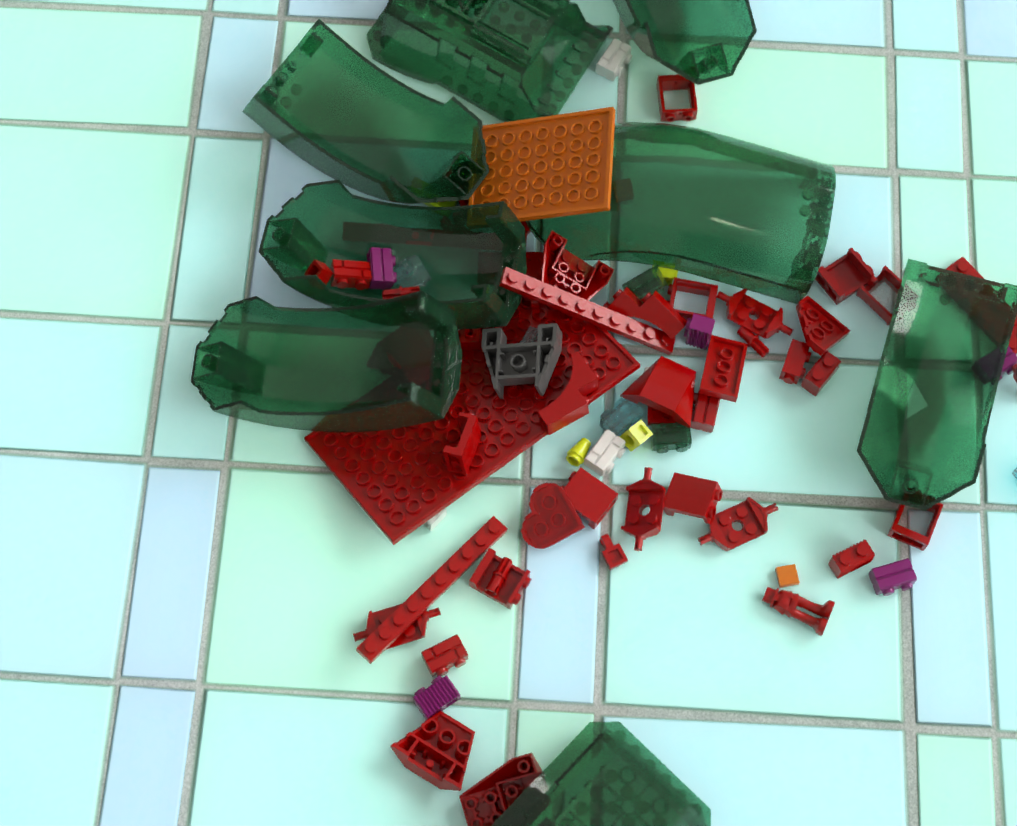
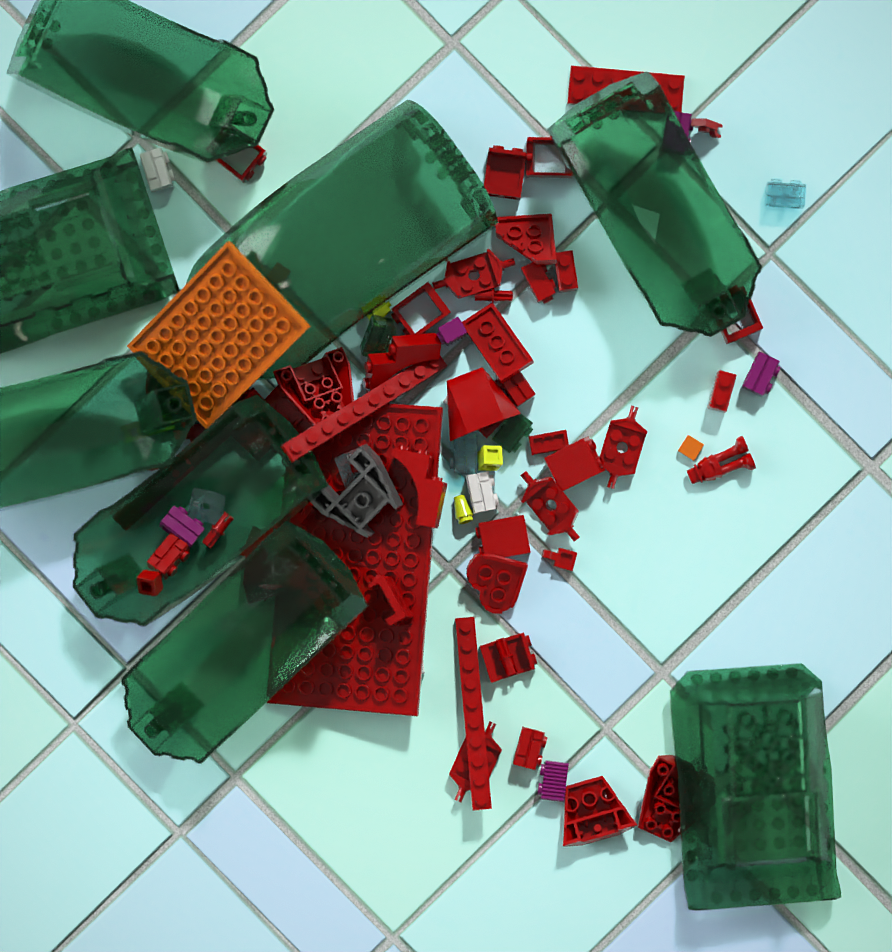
camera: 50 degrees left, 20 degrees up
(684, 465) = (548, 442): none -> red plate

